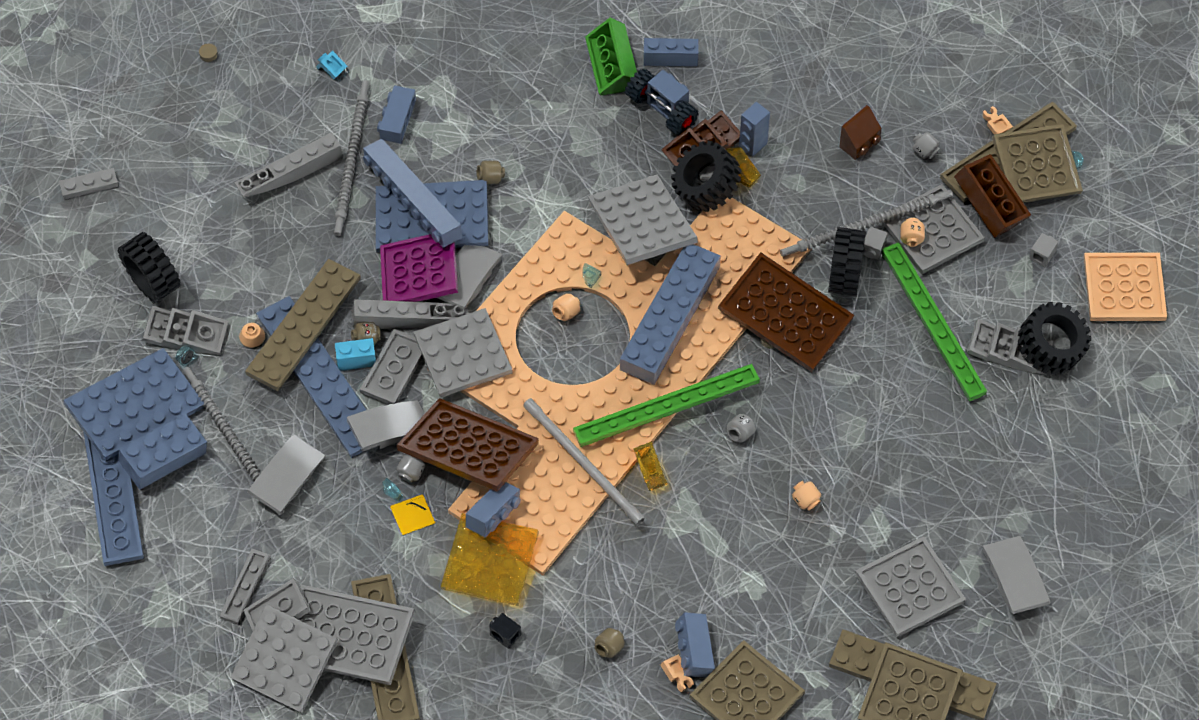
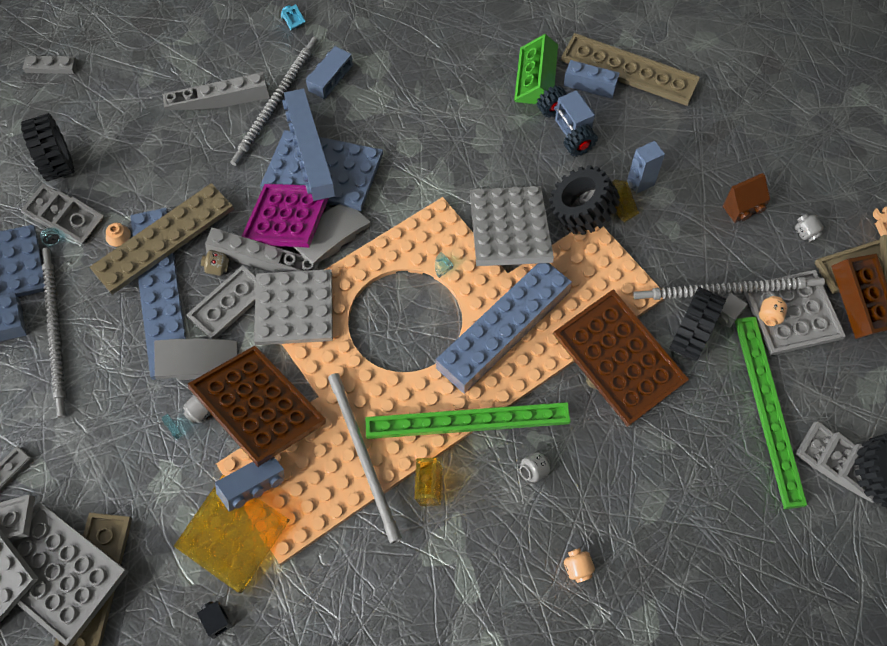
camera: 20 degrees right, 5 degrees up
(286, 474) = (80, 380): light grey slope -> none
(355, 354) = (196, 279): medium azure brick -> none
(412, 514) = (183, 457): yellow sticker -> none
(490, 171) = (389, 143): dark tan head -> none
(566, 307) = (409, 290): light nougat head -> none
(710, 30) = (633, 69): none -> dark tan plate
(717, 129) = (611, 160): reddish brown slope -> none

